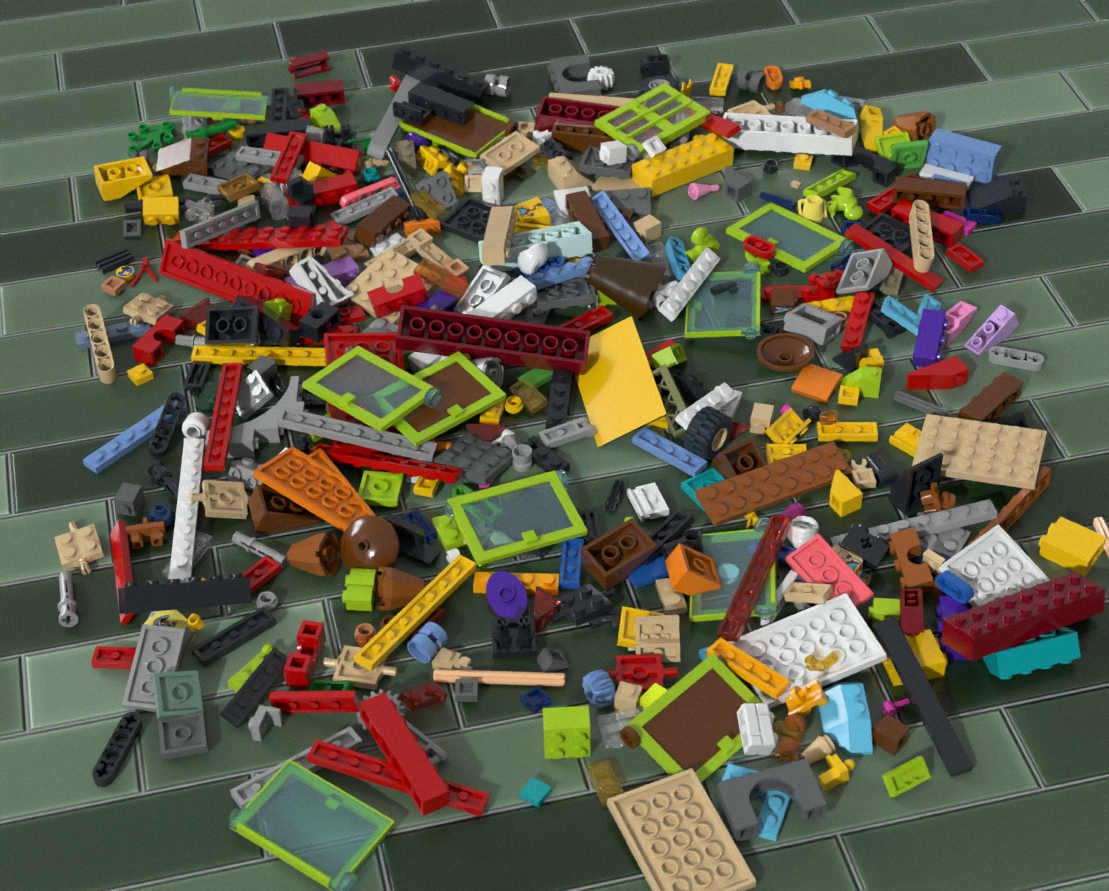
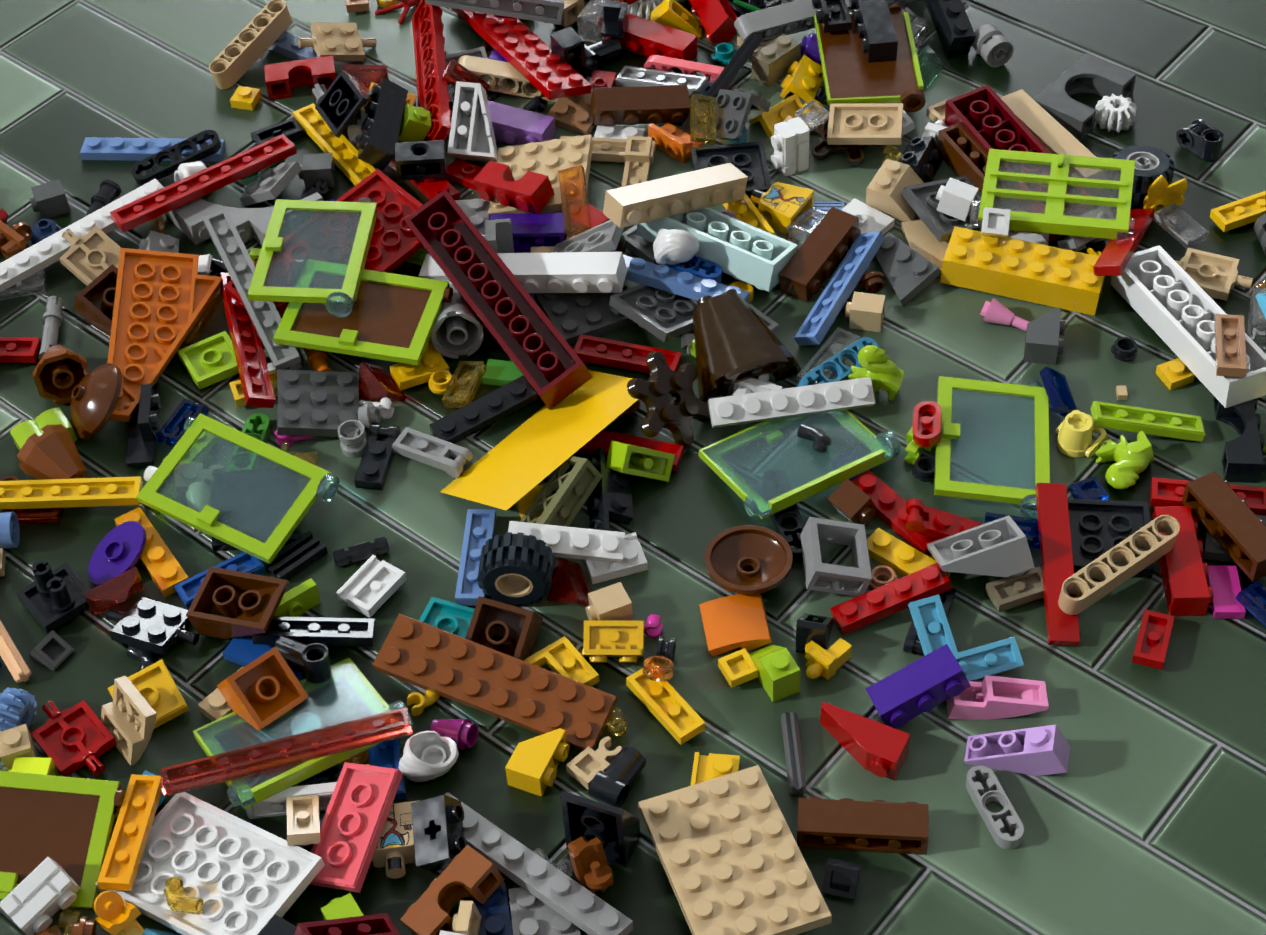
camera: 55 degrees right, 5 degrees up
(642, 319) = (659, 409): none -> dark brown plate

